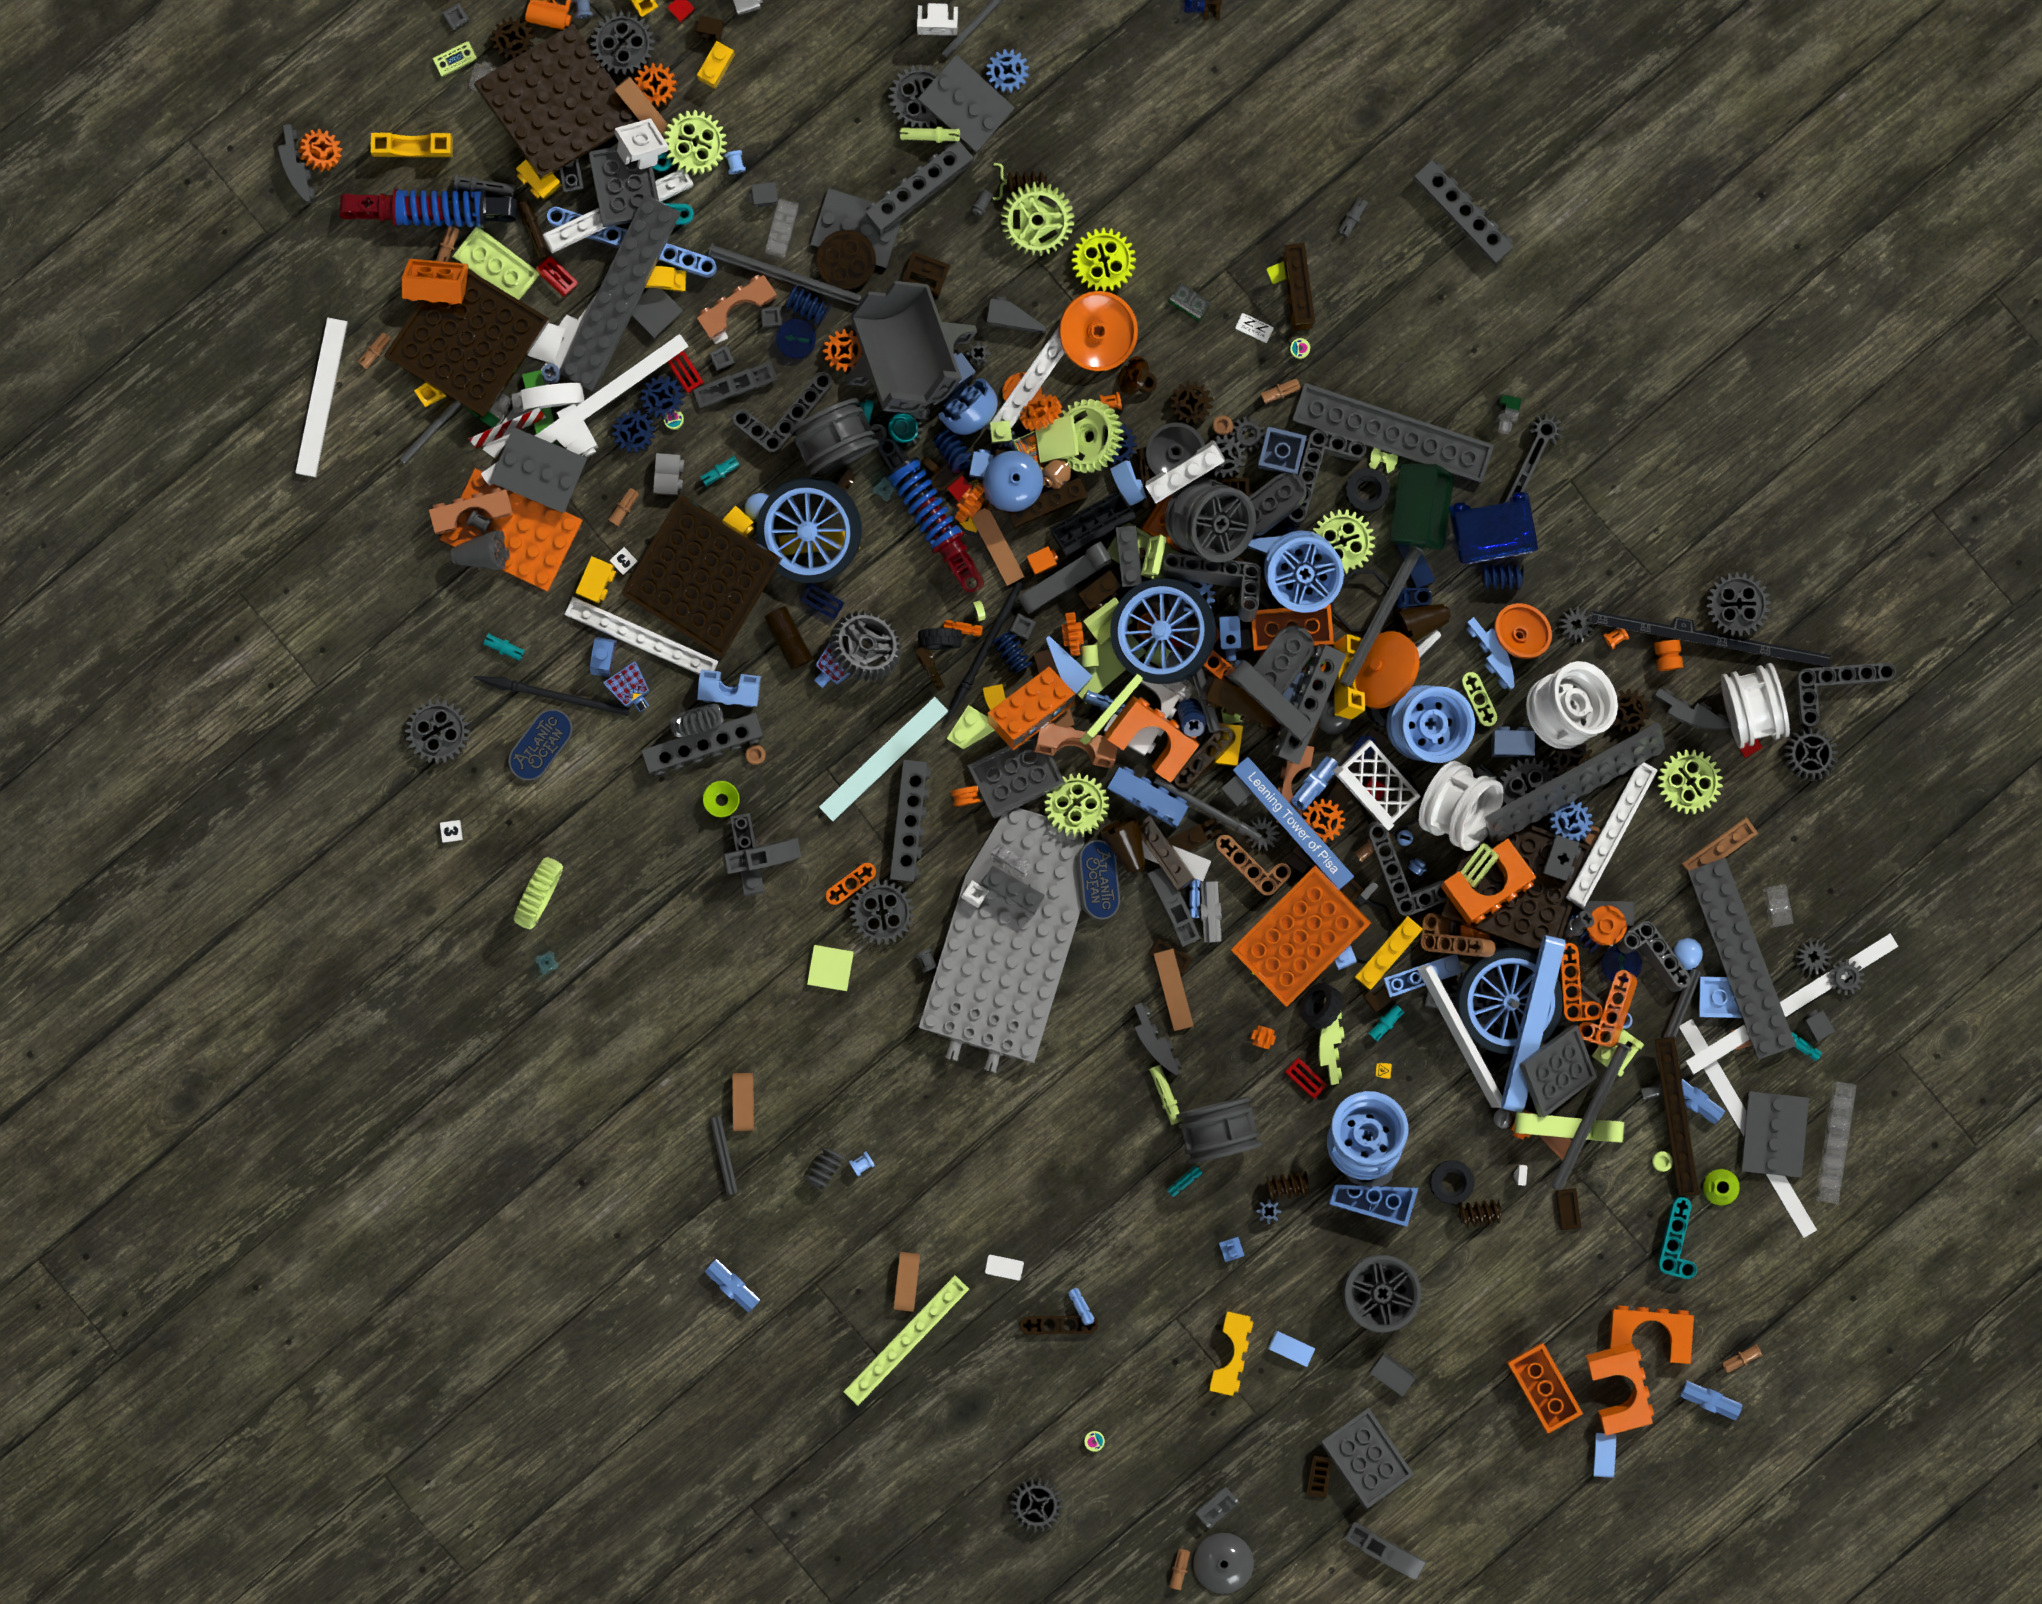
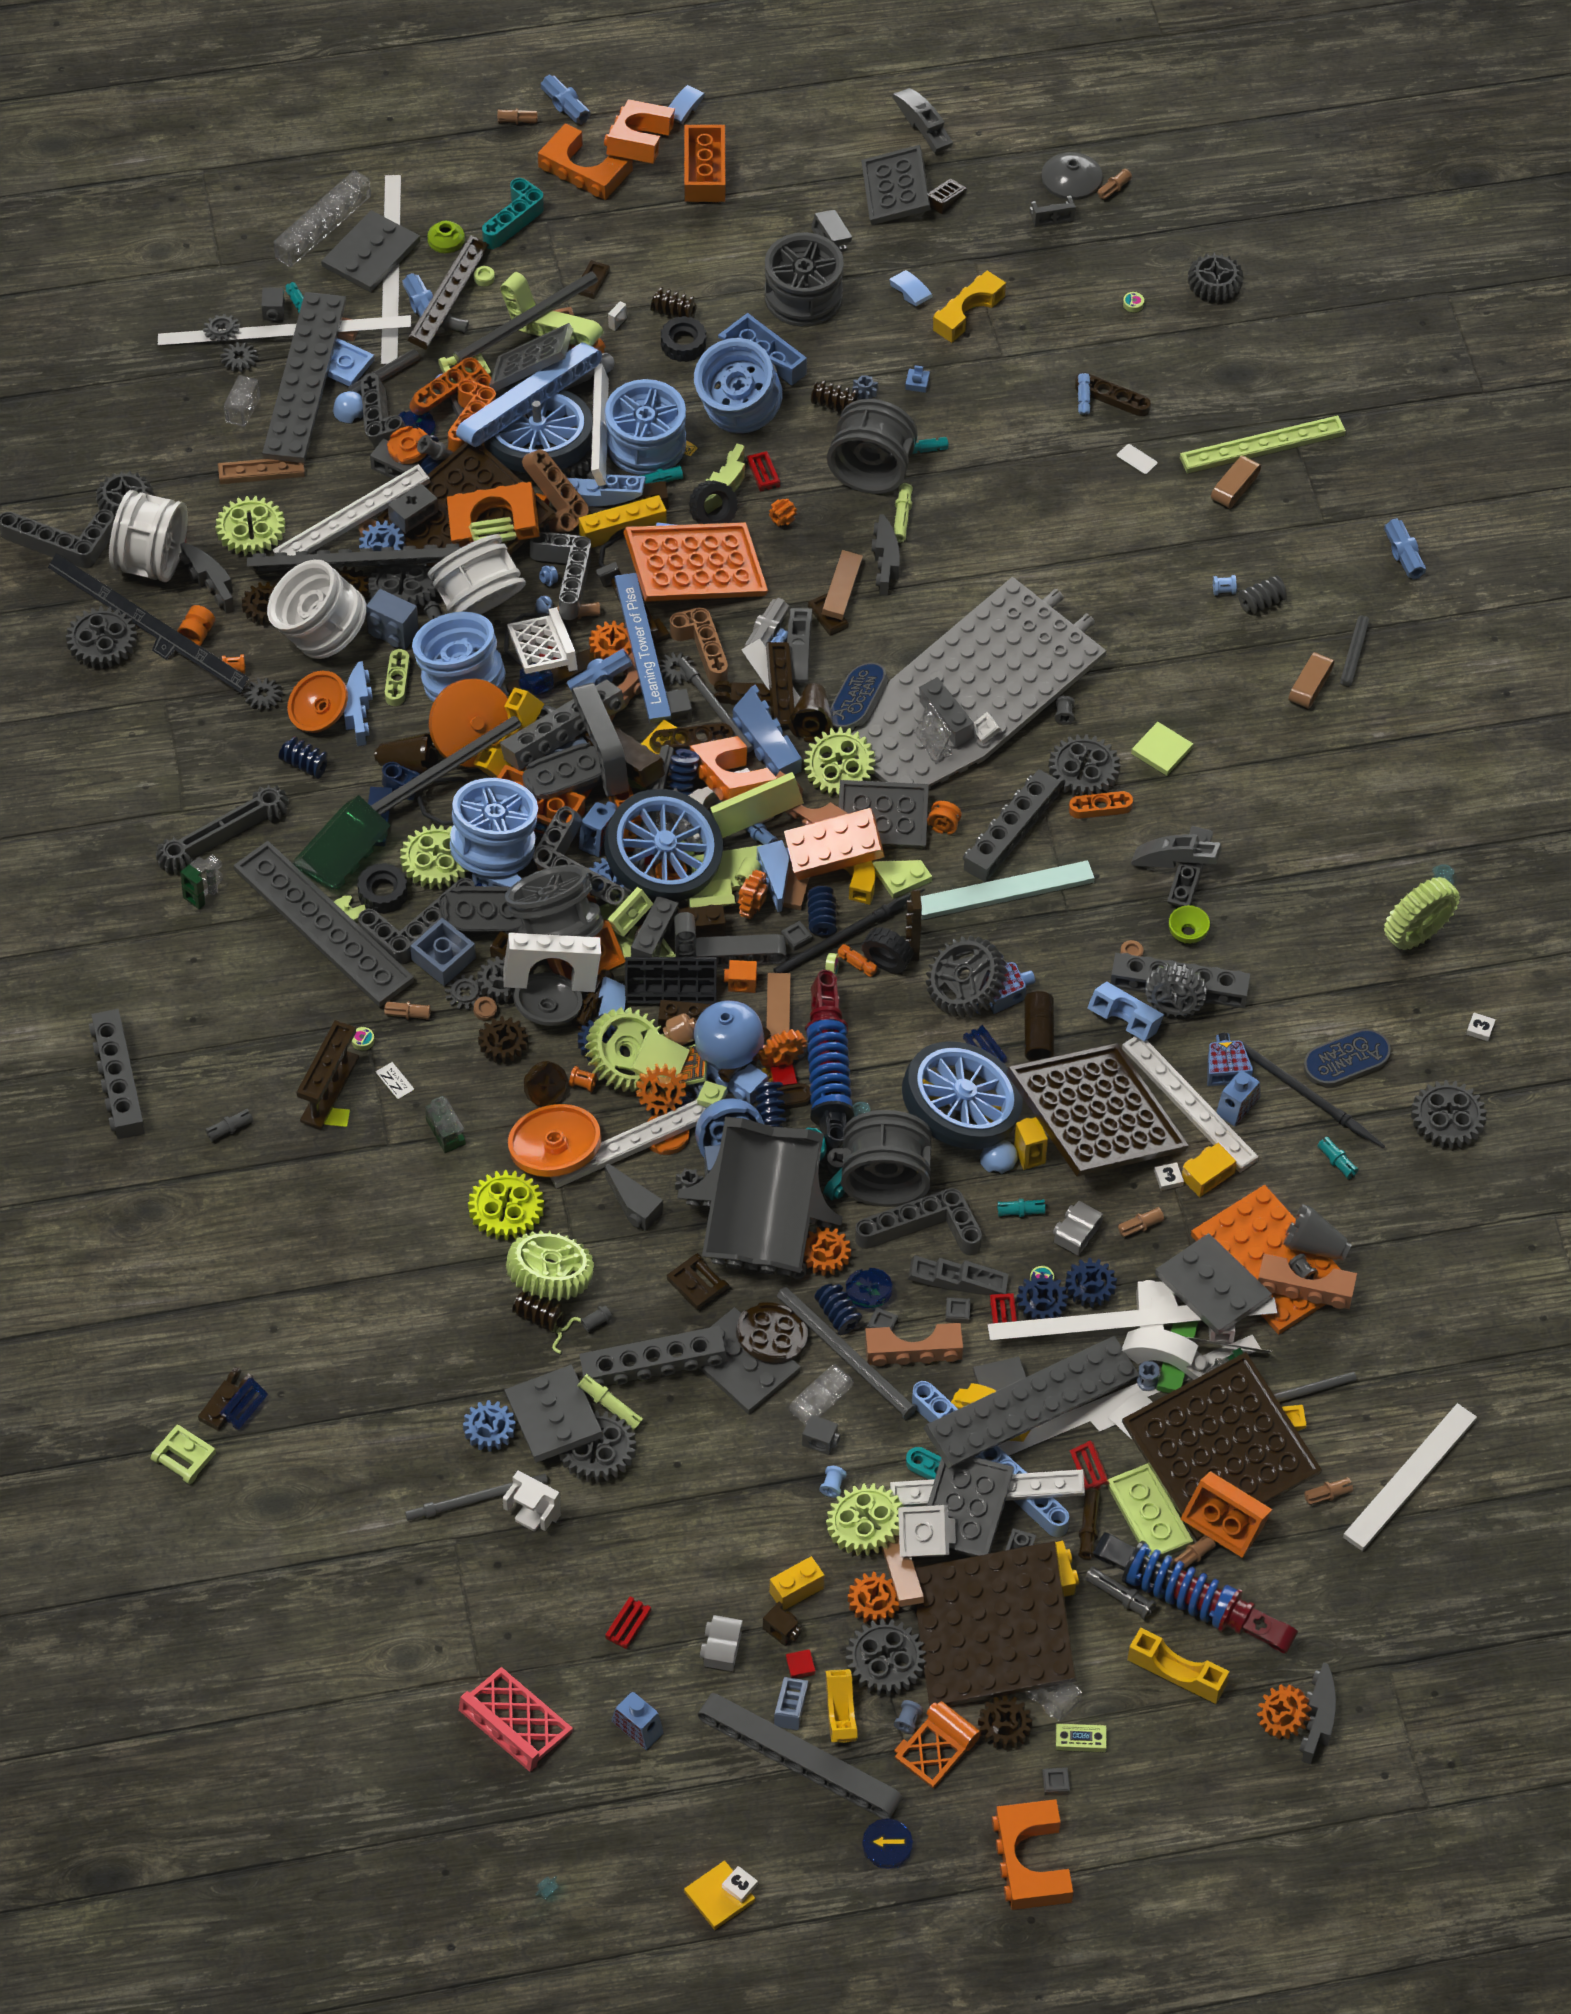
camera: 150 degrees left, 30 degrees down
(929, 465) = (801, 1109): dark brown tile -> none
(1404, 1073) = (645, 426): none -> light blue wheel
(1493, 530) = (288, 781): clear blue windscreen -> none

